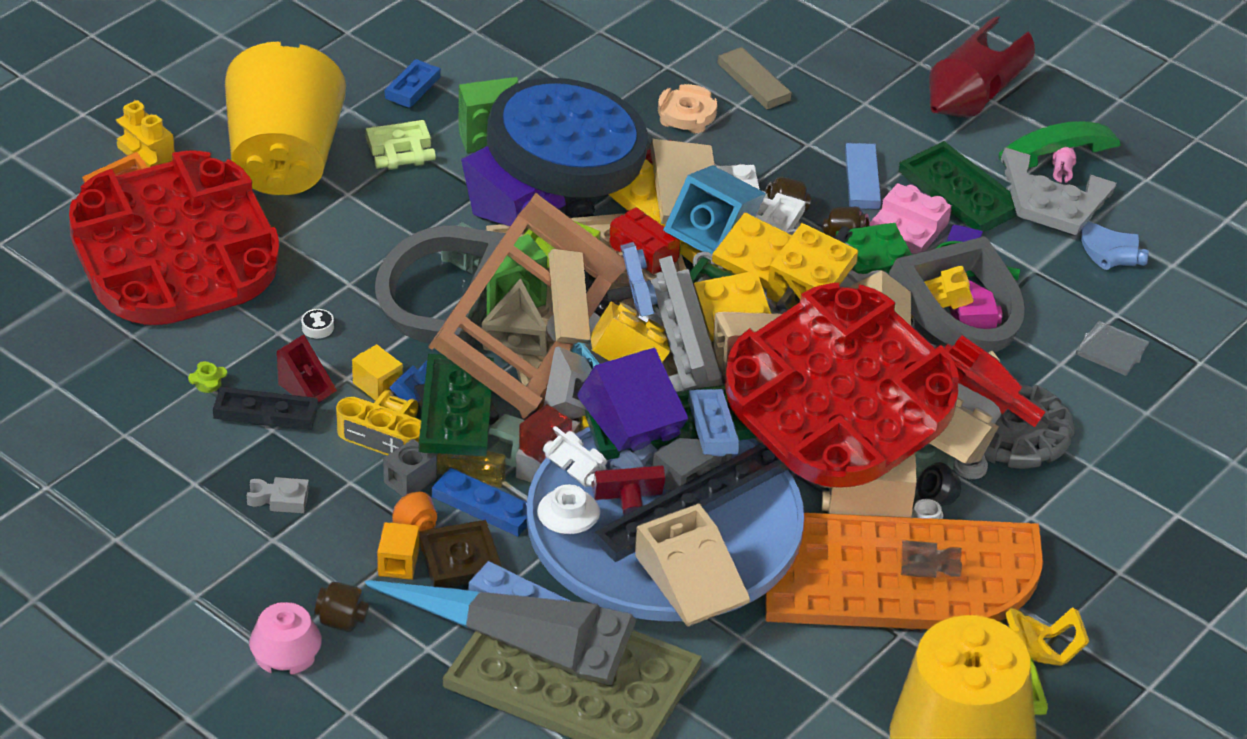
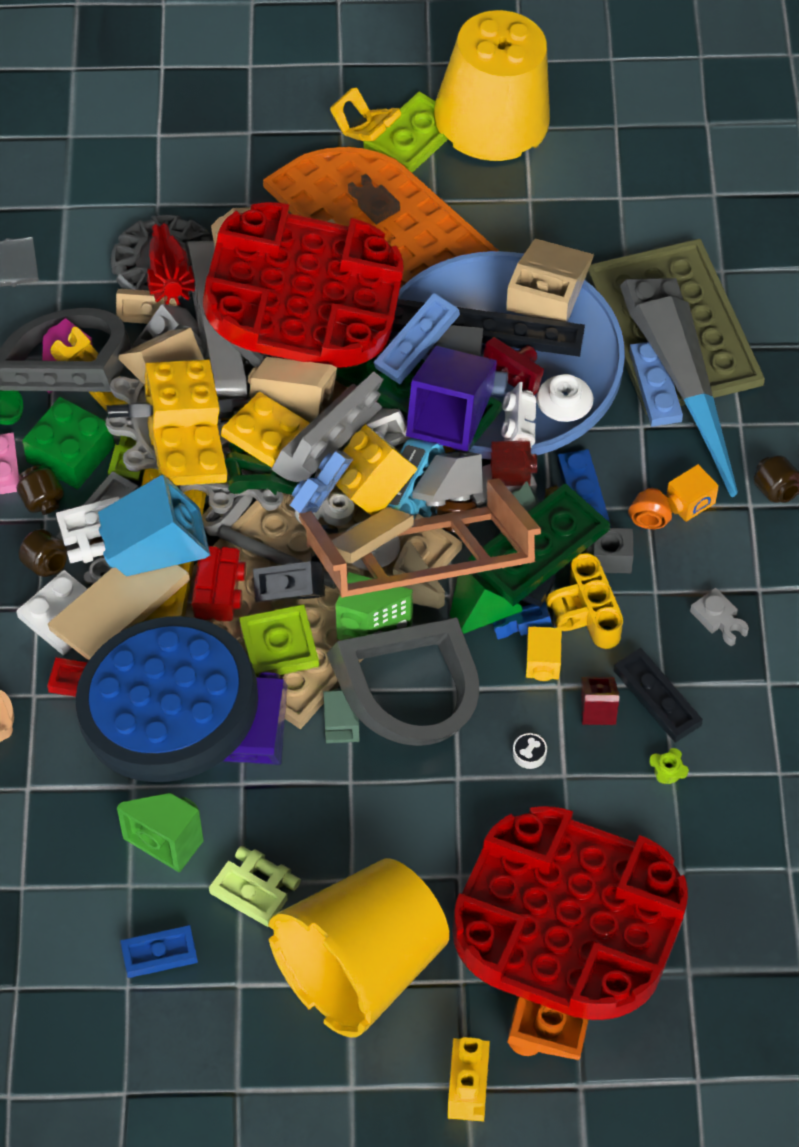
camera: 130 degrees left, 15 degrees up
(457, 552) = (650, 459): dark brown plate -> none

